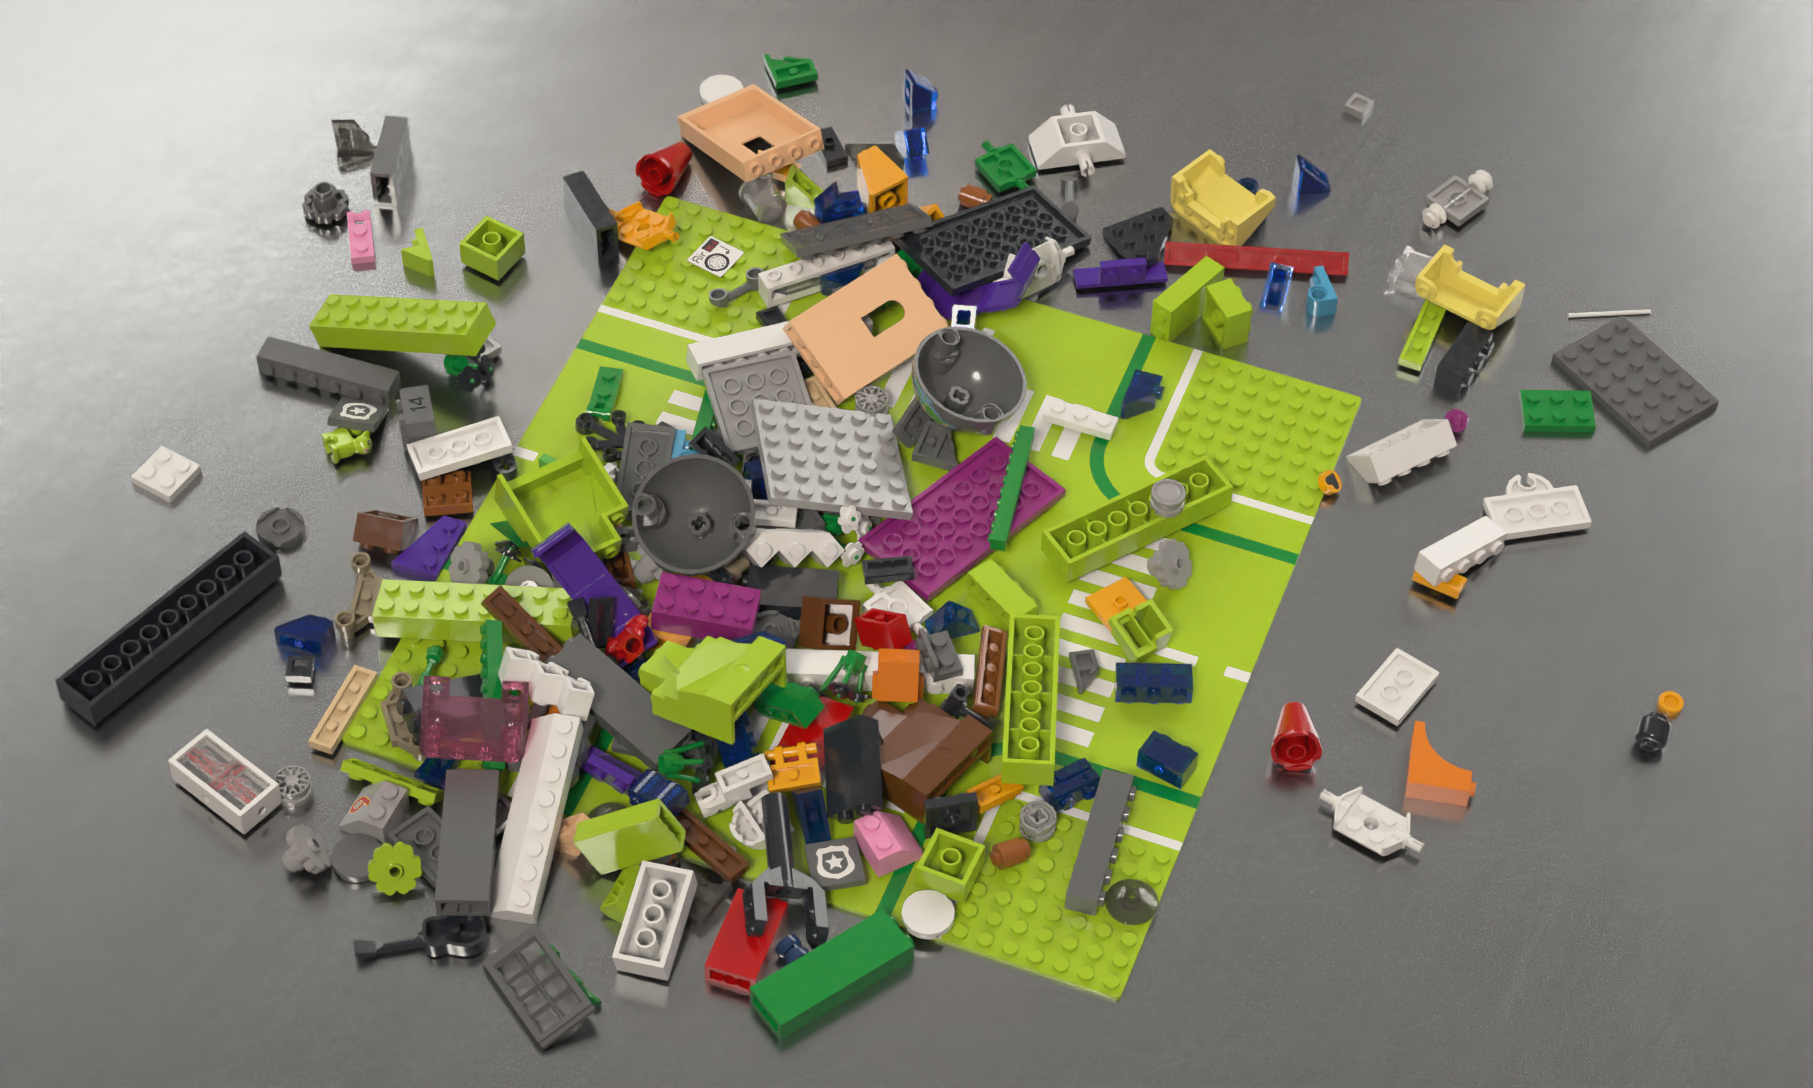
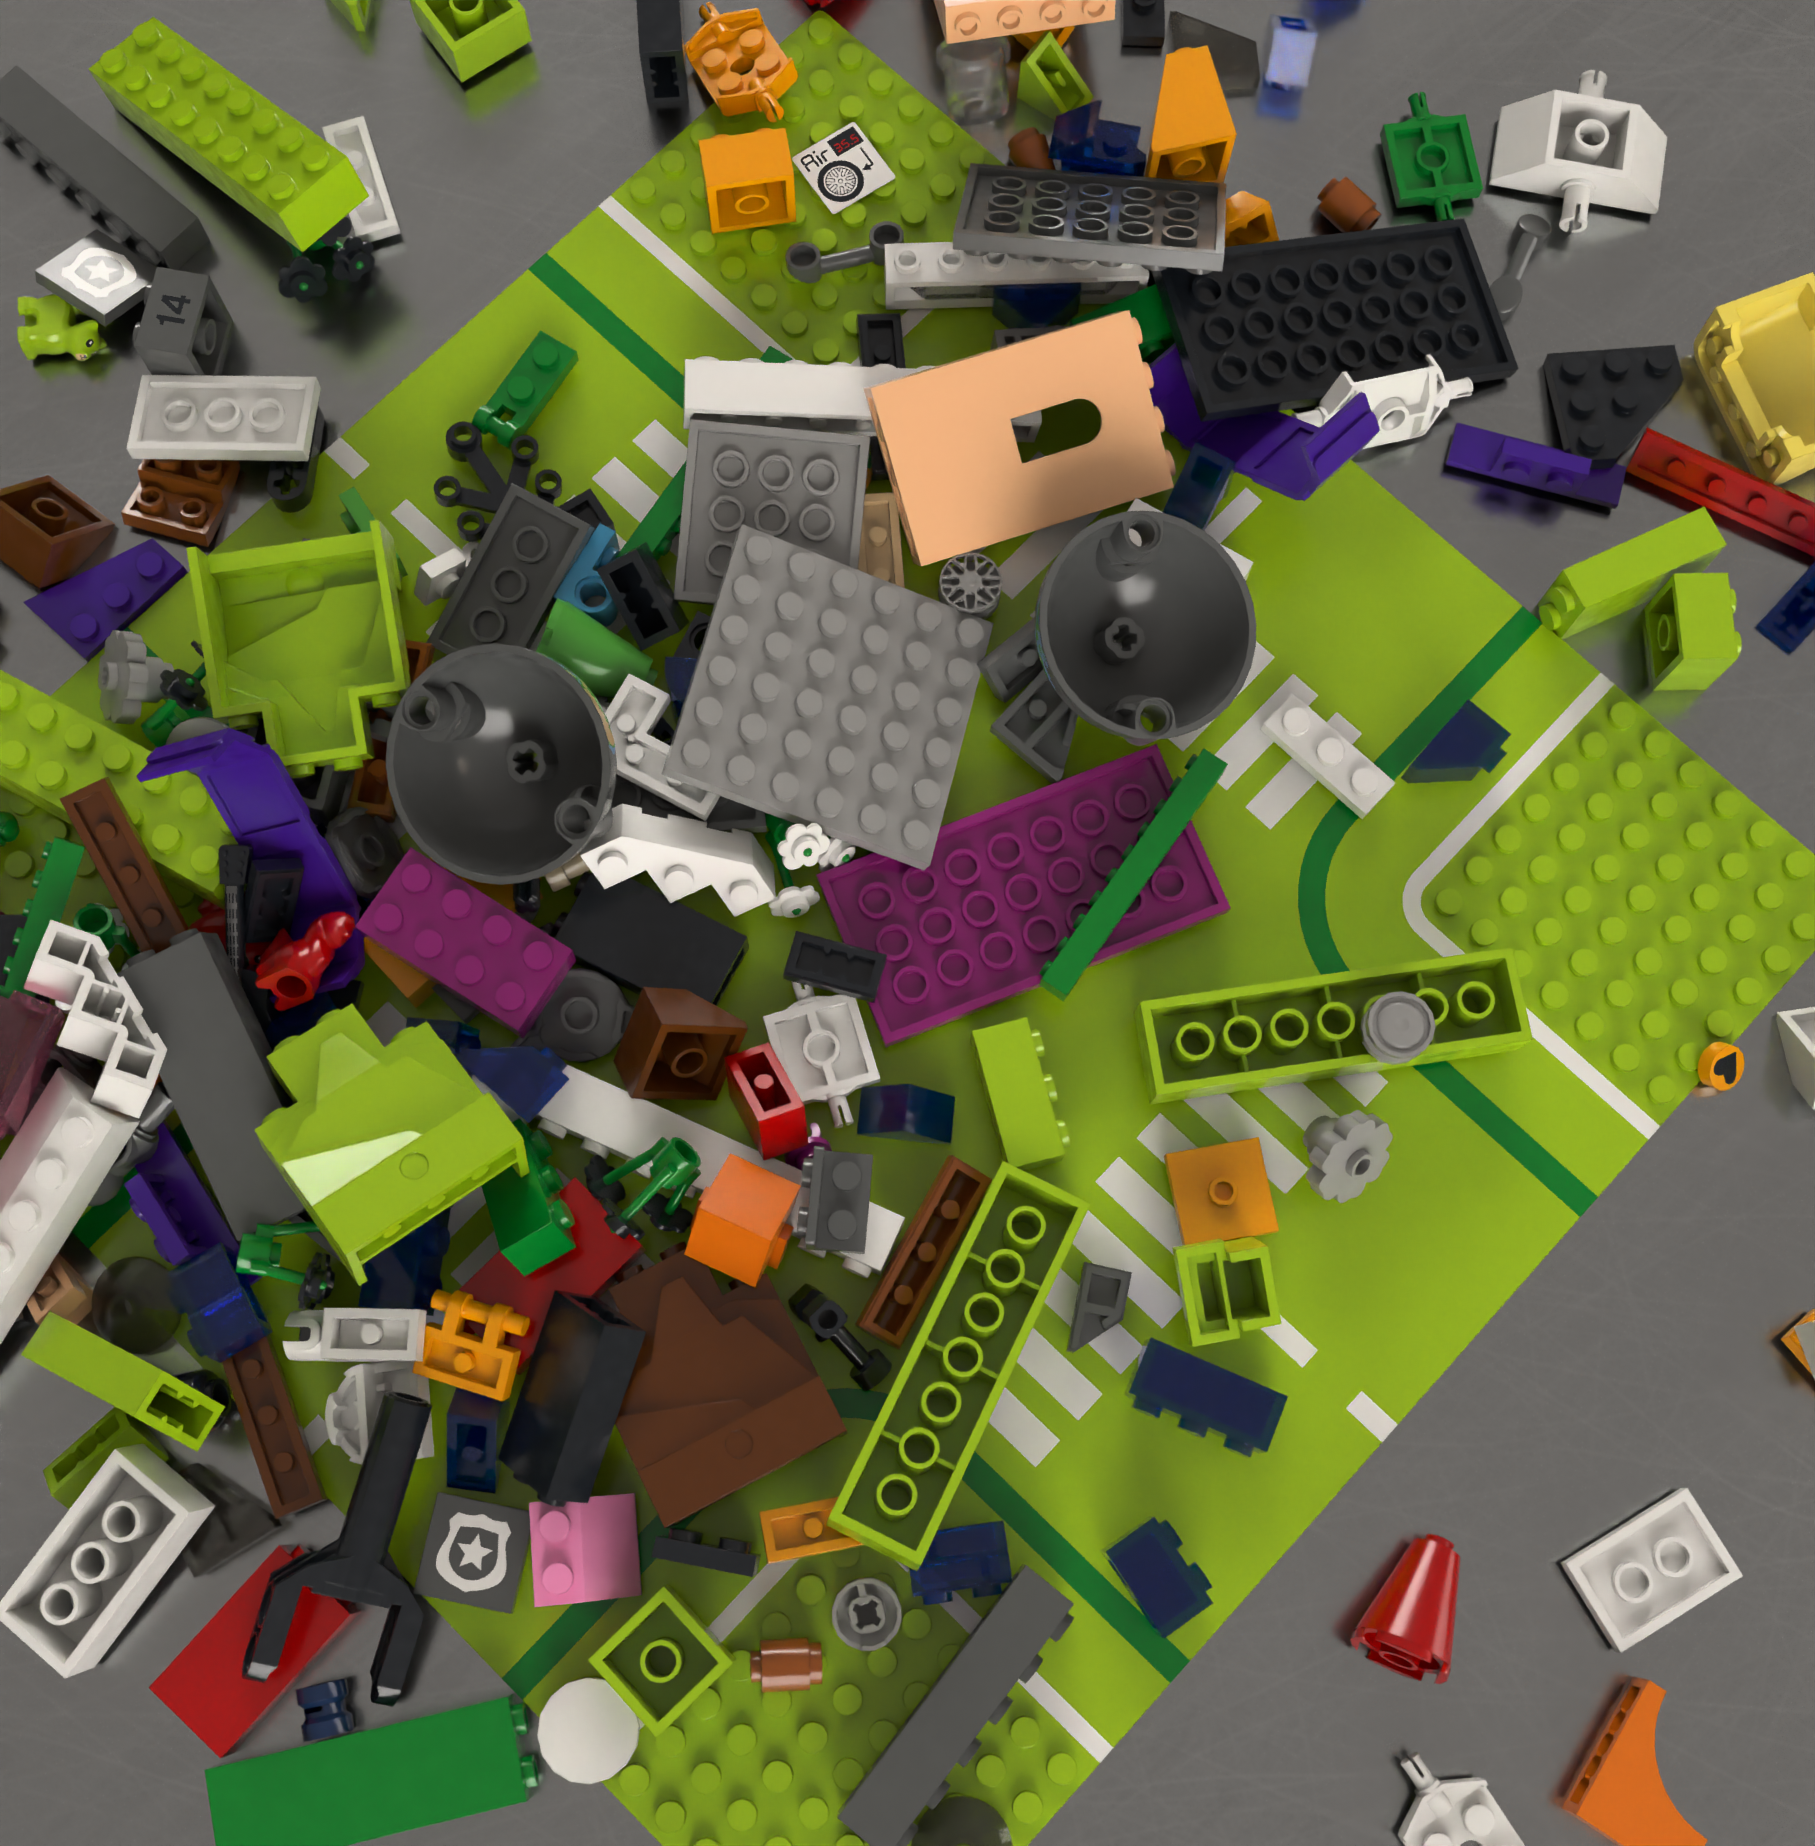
camera: 20 degrees right, 25 degrees up
(675, 269) = (748, 180): none -> light orange brick

